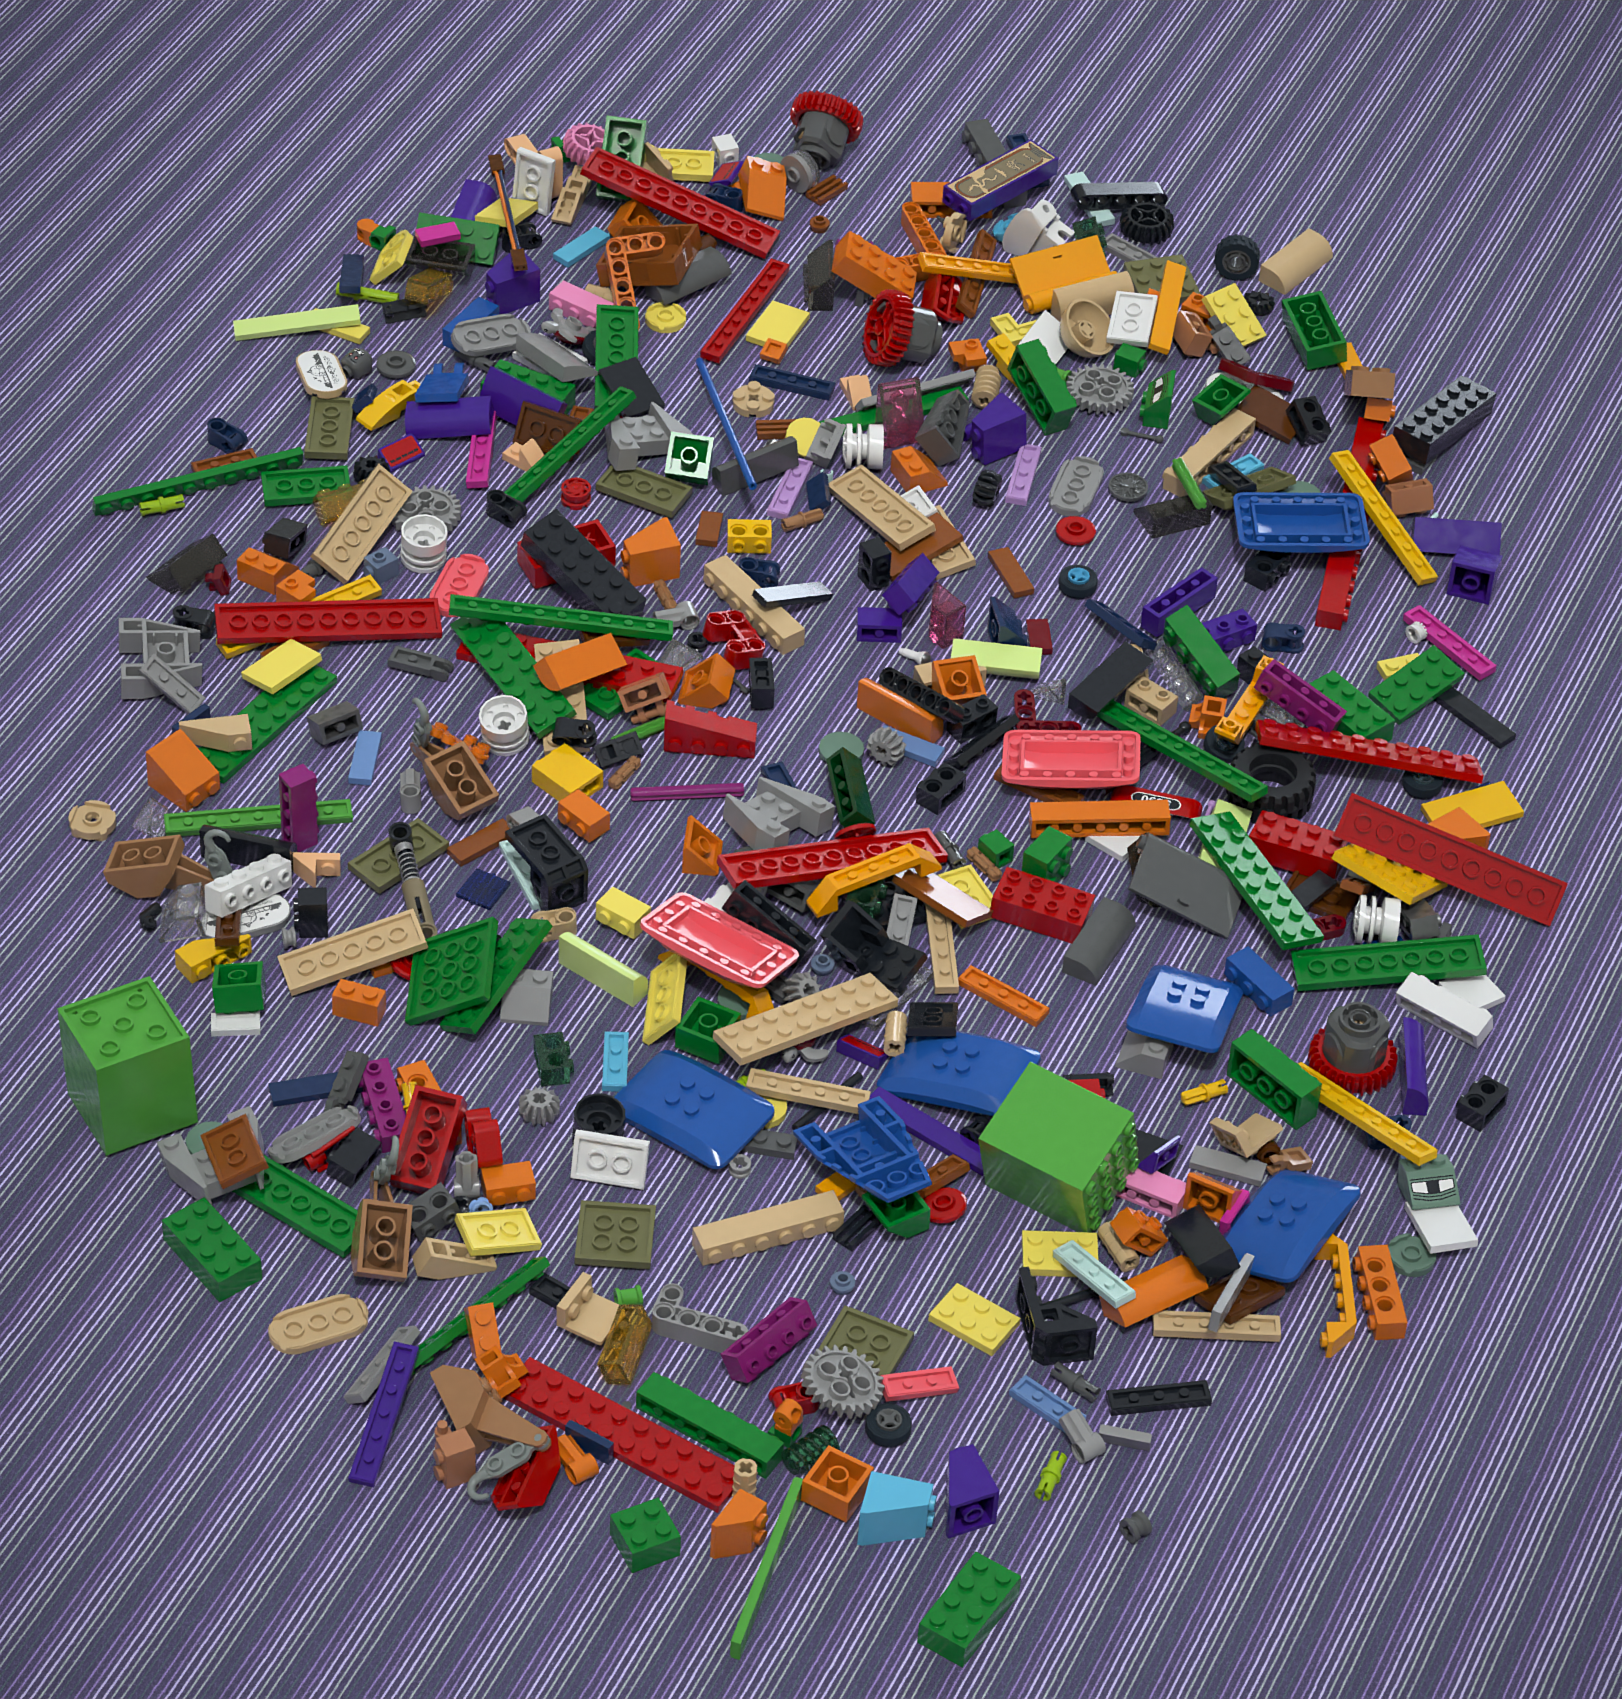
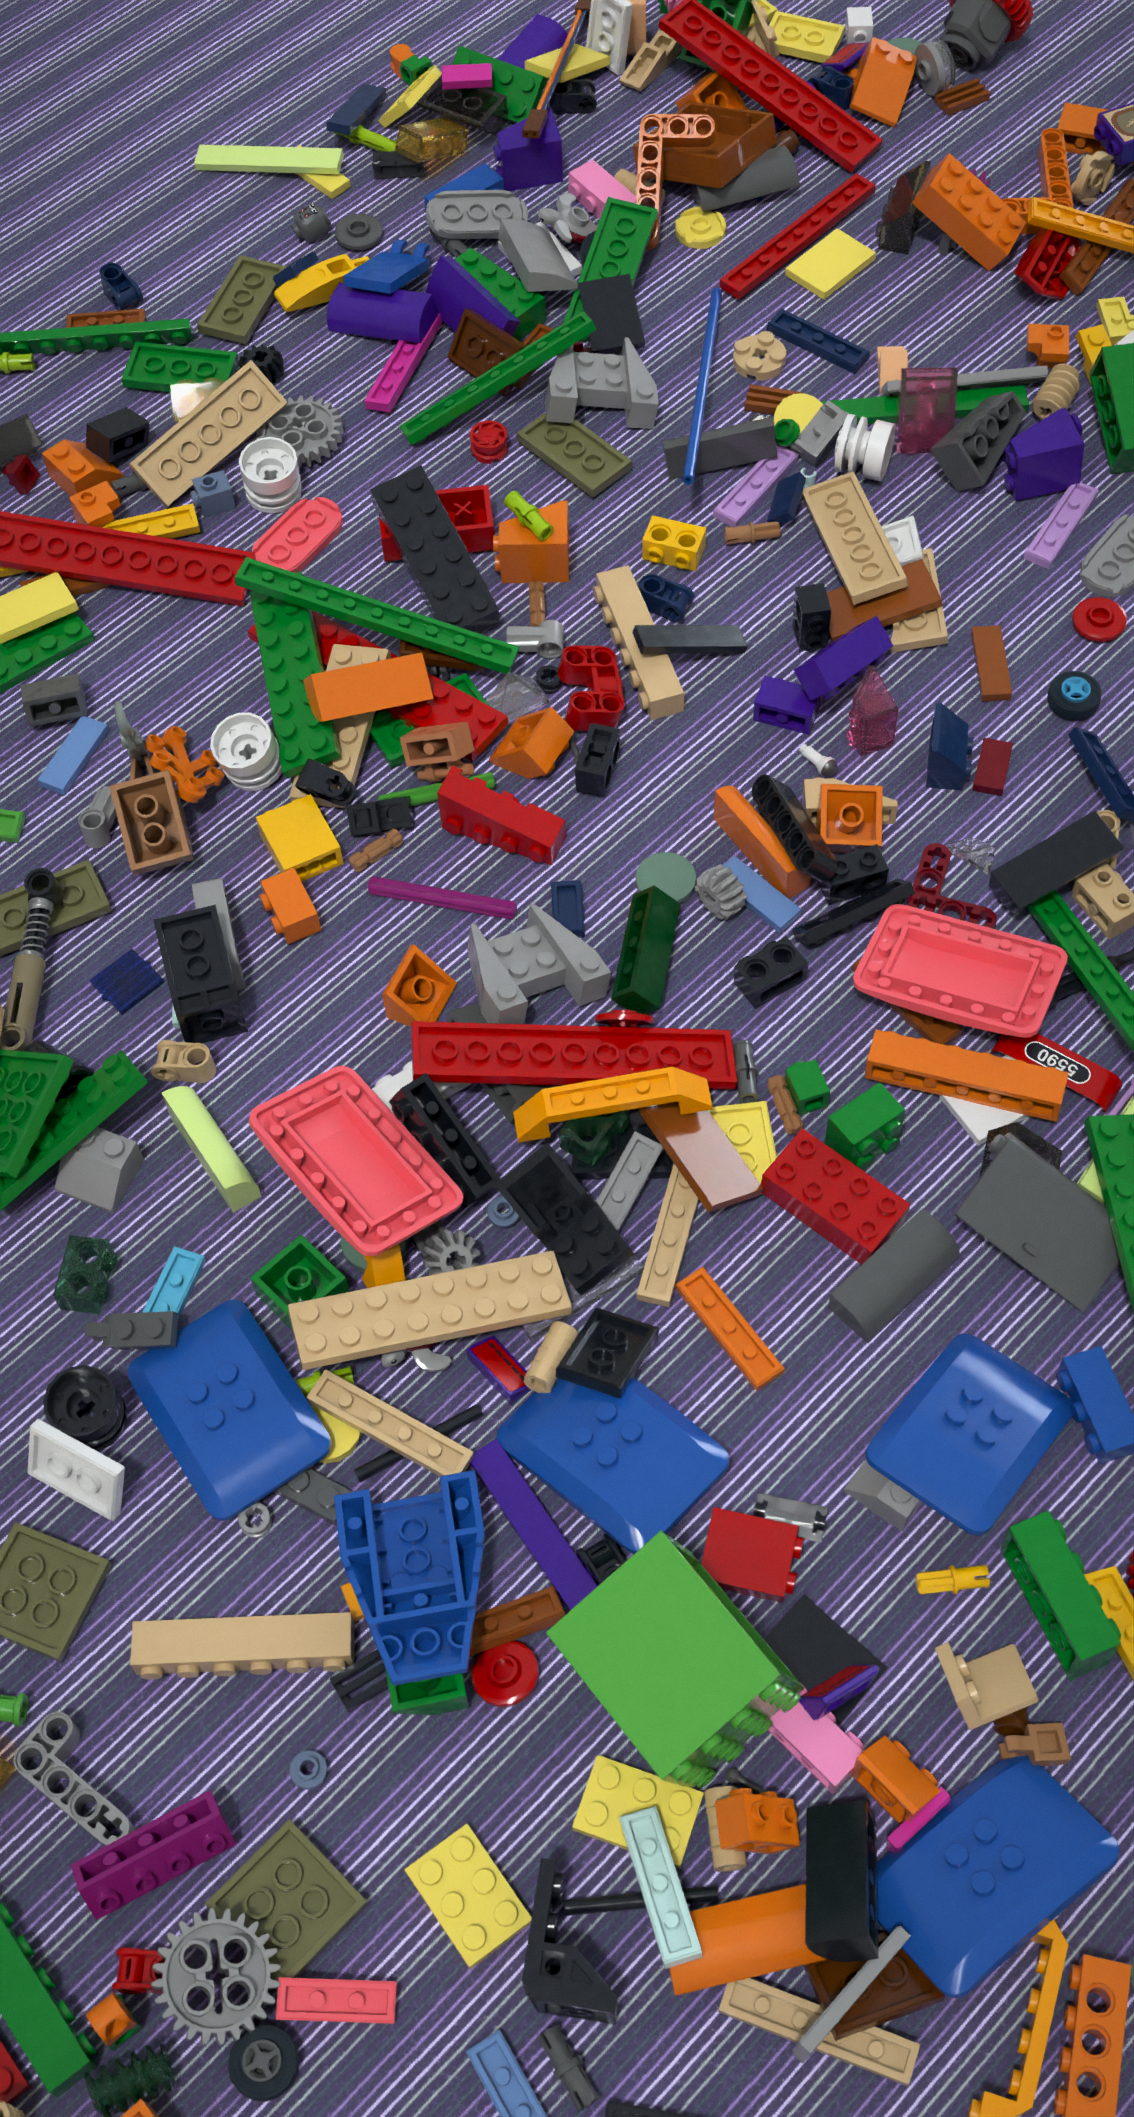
camera: 25 degrees right, 15 degrees up
(321, 374) = (264, 229): white tile -> none
(401, 452) = (308, 347): red slope -> none
(420, 663) = (198, 636): dark grey hinge -> none
(478, 843) = (139, 915): dark orange tile -> none
(503, 508) = (394, 444): black piece -> none
(523, 455) = (449, 376): light nougat slope -> none
(539, 1106) = (39, 1334): light grey gear -> none
(581, 247) = (628, 124): medium azure tile -> none
(606, 1079) = (136, 1330): none -> dark grey hinge
(621, 912) = (271, 1065): light yellow brick -> none
(646, 530) = (528, 515): none -> lime pin
(664, 998) = (260, 1226): light yellow tile -> none
(689, 458) = (638, 422): slope -> none
(709, 528) = (631, 521): dark orange tile -> none
(773, 351) = (810, 295): orange plate -> none
(804, 446) = (786, 432): none -> green plate
(819, 224) = (935, 139): dark orange plate -> none
(899, 330) = (971, 297): red piece -> none
(915, 469) = (924, 492): orange slope -> none
(987, 488) = (1002, 537): black gear -> none
(1001, 658) = (923, 790): yellowish green brick -> none
(1227, 1165) = (942, 1721): light grey tile -> none

